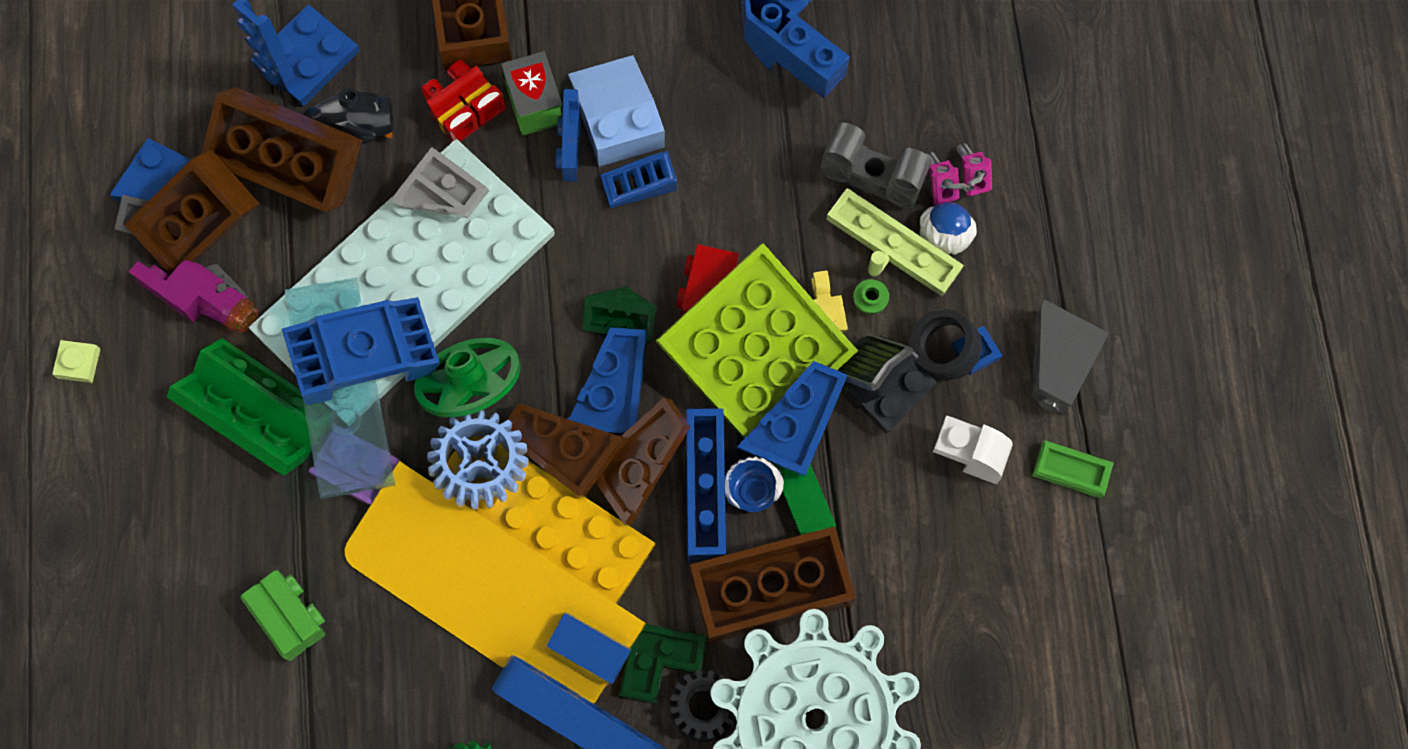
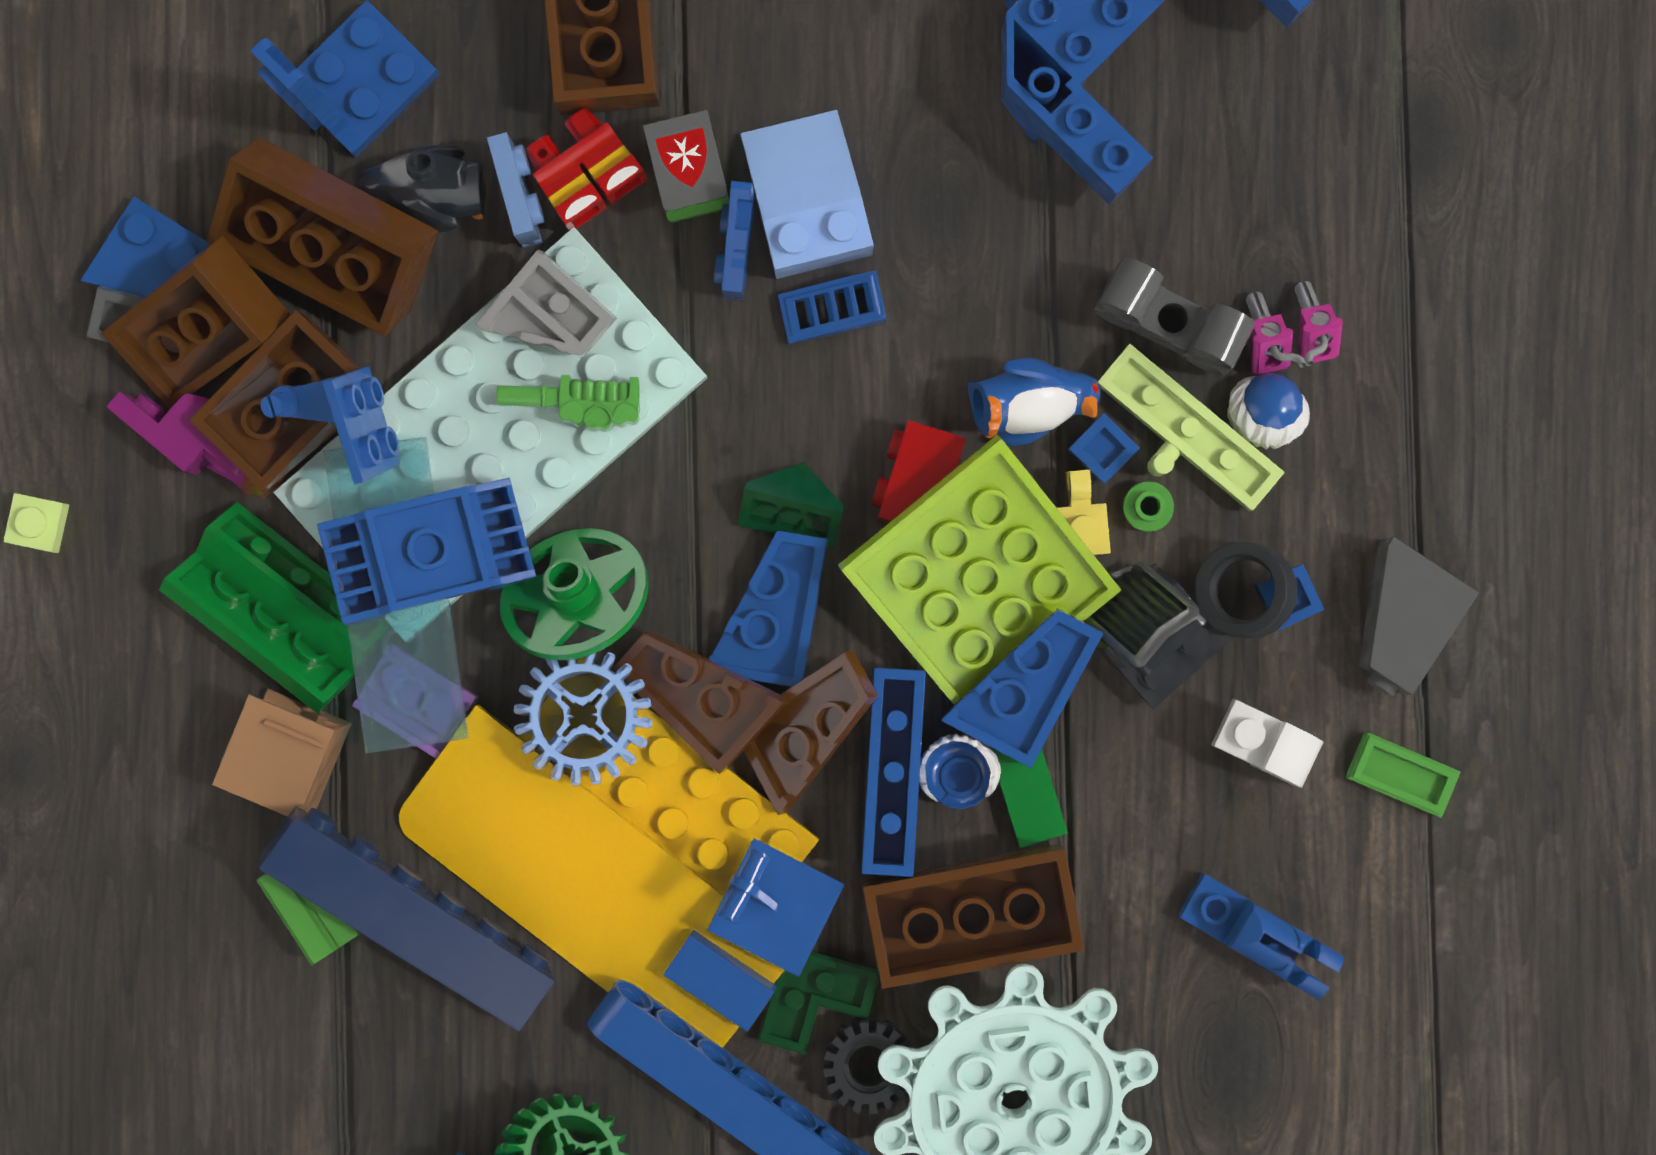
camera: 10 degrees right, 15 degrees up
(257, 259) = (233, 416): none -> reddish brown slope
(257, 504) = (281, 753): none -> medium nougat piece
(302, 244) = (355, 407): none -> blue plate
(353, 612) = (406, 917): none -> dark blue brick
(421, 124) = (522, 208): none -> medium blue plate
(477, 250) = (580, 403): none -> bright green piece
(625, 586) = (775, 907): none -> blue plate
(782, 226) = (1030, 400): none -> animal
(836, 259) = (1103, 449): none -> blue plate
(983, 587) = (1257, 934): none -> blue plate

